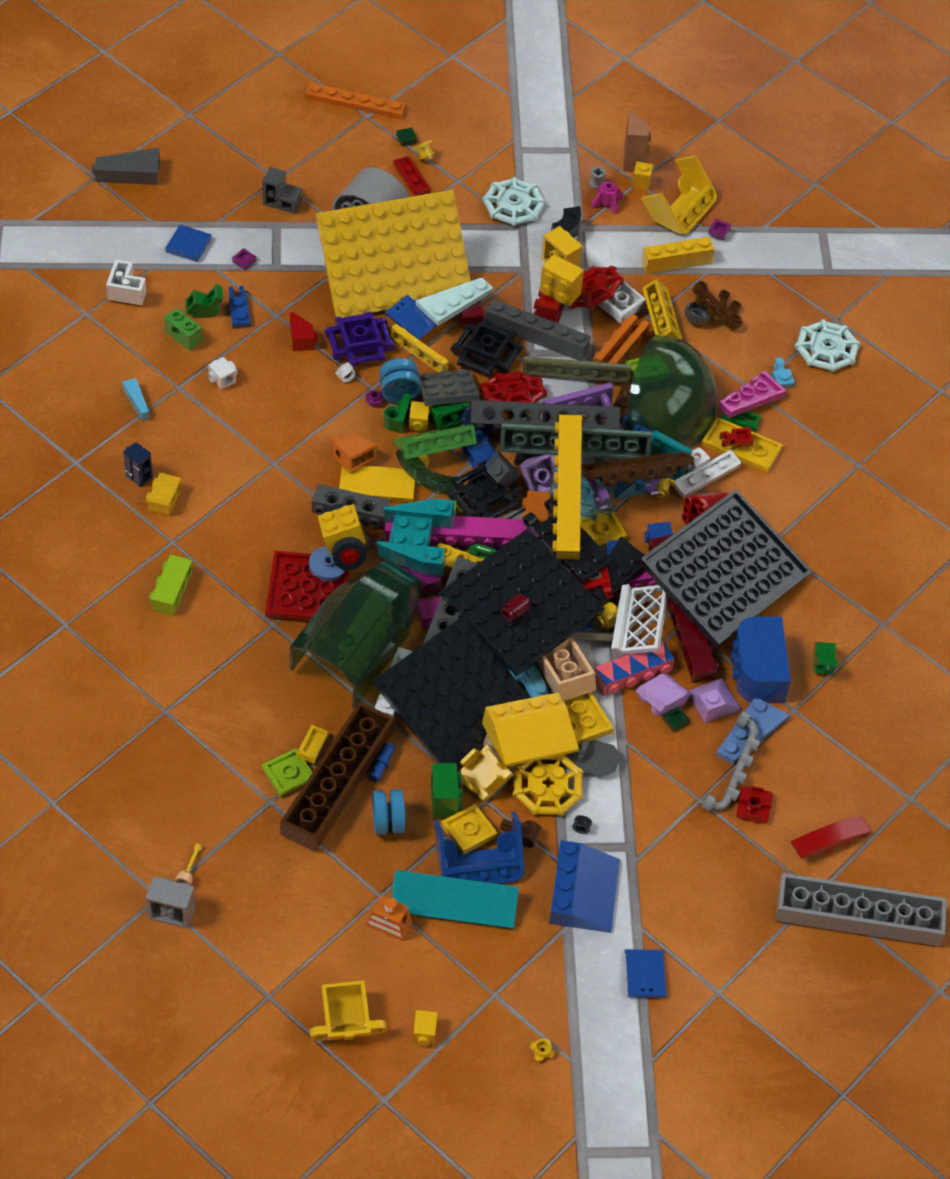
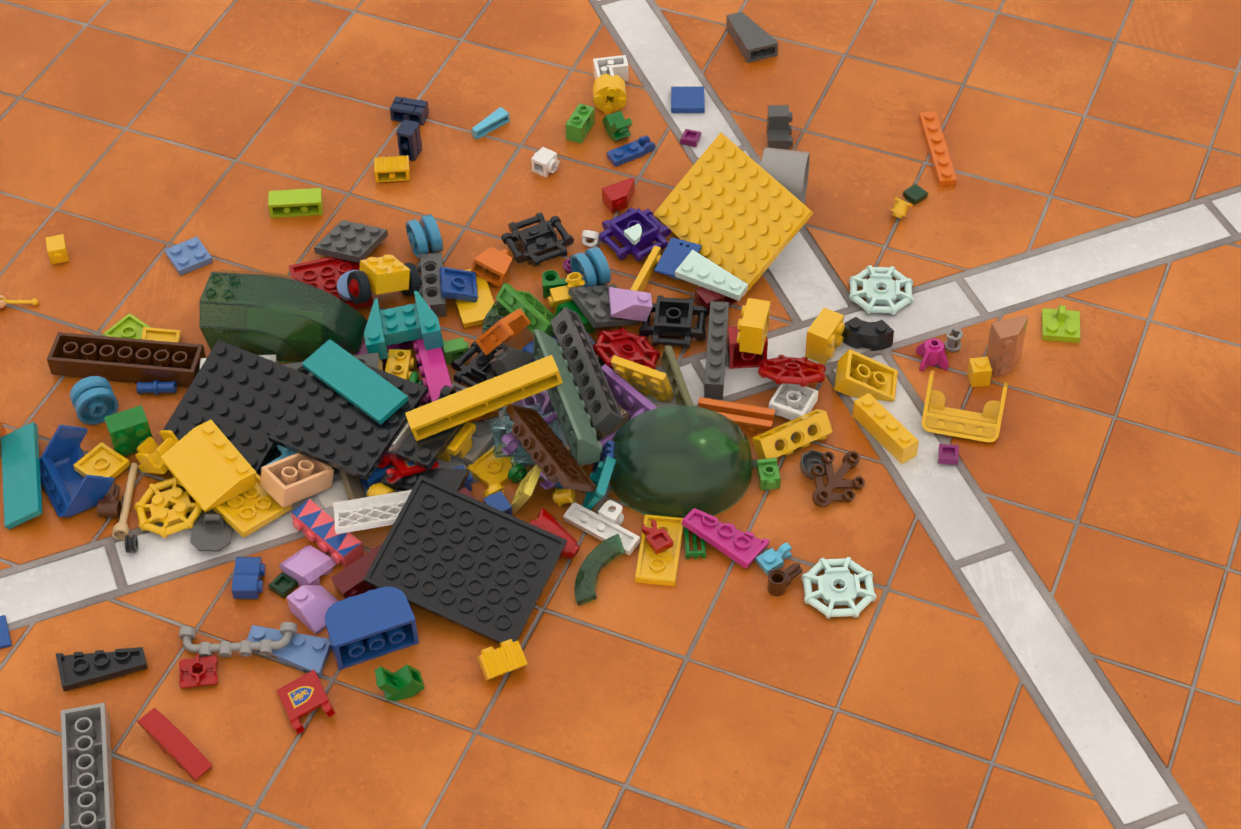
camera: 75 degrees right, 5 degrees down
(81, 455) = (409, 109): none -> dark blue brick
(131, 809) = (57, 249): none -> yellow brick
(159, 291) = (609, 93): none -> yellow brick
(198, 696) = (188, 256): none -> medium blue plate
(257, 553) = (351, 241): none -> dark grey plate
(289, 490) = (424, 235): none -> dark azure wheel
(332, 409) = (537, 242): none -> black brick
(367, 483) = (458, 284): none -> blue tile
(376, 333) = (633, 233): none -> light aqua tile
(411, 176) = (866, 212): red tile -> none
(416, 391) = (574, 280): none -> yellow plate
(464, 362) = (629, 304): none -> lavender slope
(470, 465) = (503, 331): none -> orange window
(495, 579) = (355, 381): none -> teal tile
(515, 607) = (326, 403): dark red brick -> none
(559, 830) = (121, 528): none -> tan piece
(569, 381) = (644, 379): none -> yellow plate
(584, 888) = (60, 562): blue slope -> none
(608, 110) = (1060, 325): none -> lime hinge
(614, 248) = (862, 375): none -> yellow slope
(620, 511) = (517, 473): none -> green tile
(636, 534) = (492, 489): none -> yellow hat
(648, 506) = (525, 488): none -> light yellow tile
(661, 741) = (247, 577): none -> blue brick
(697, 342) = (768, 474): none -> bright green brick
(719, 885) = (86, 669): none -> black wing
(739, 480) = (589, 570): none -> clear green tile
(809, 376) = (780, 579): none -> reddish brown axle
(811, 731) = (304, 697): none -> red flag
(827, 580) = (501, 660): none -> yellow brick

